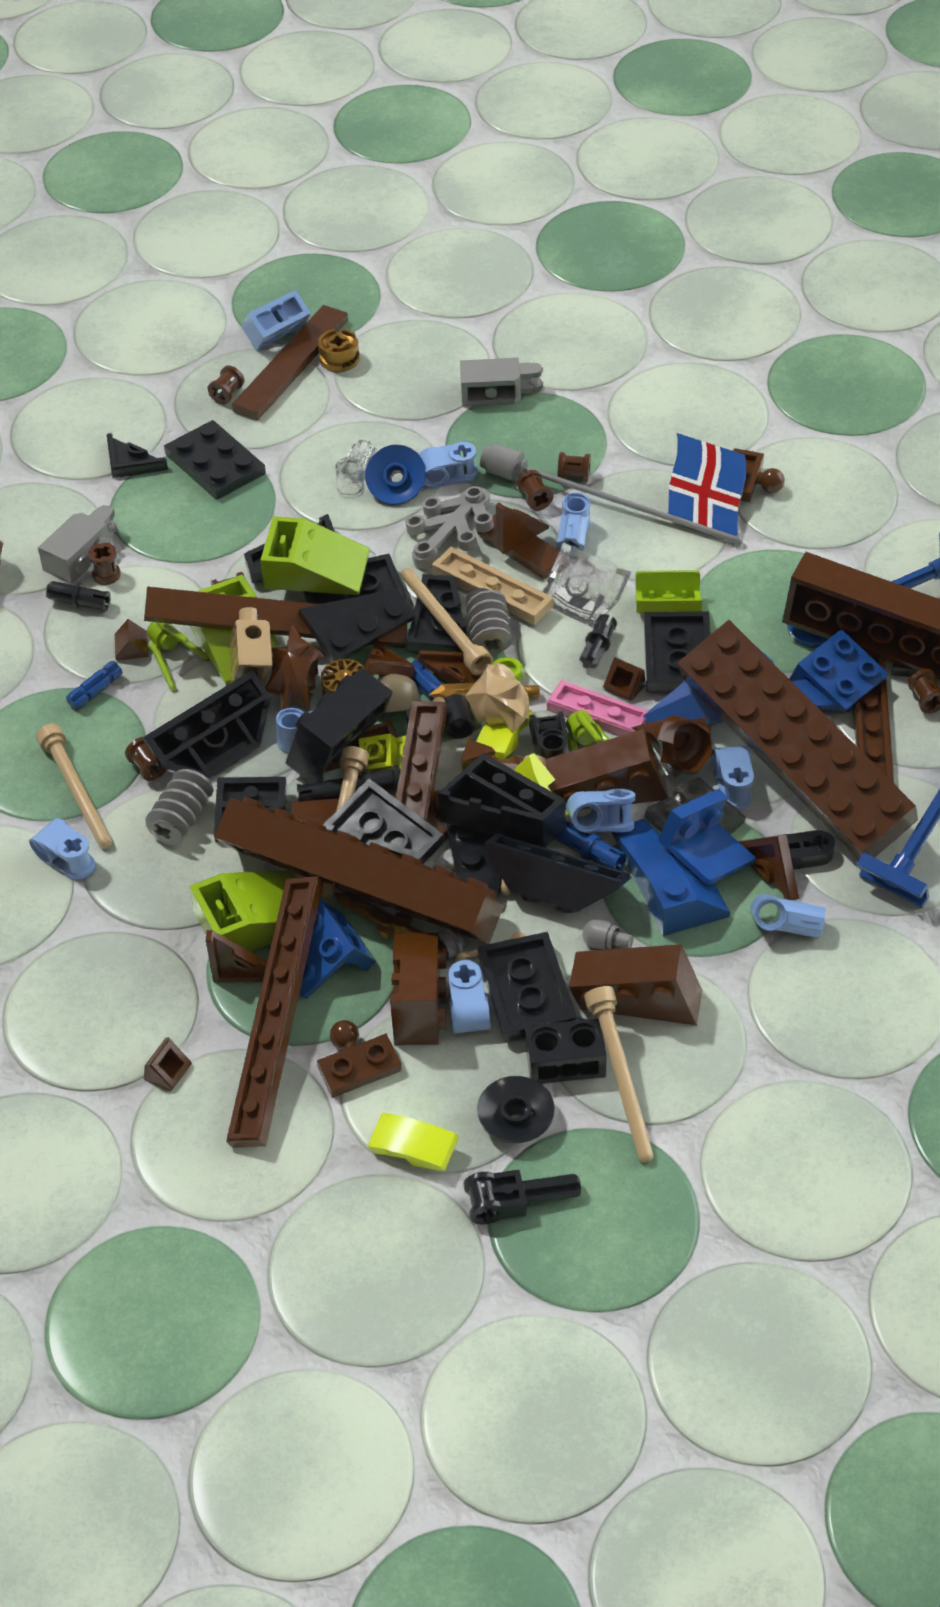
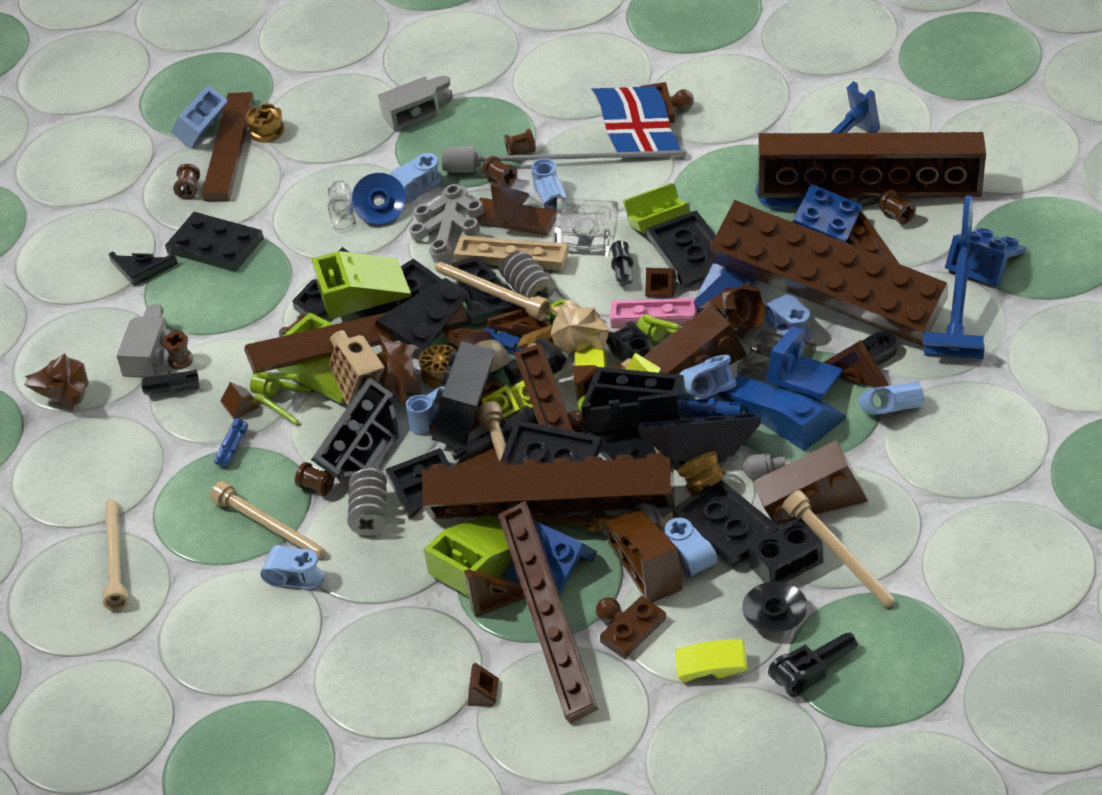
camera: 20 degrees left, 5 degrees down
(531, 917) = (701, 472): none -> pearl gold wheel

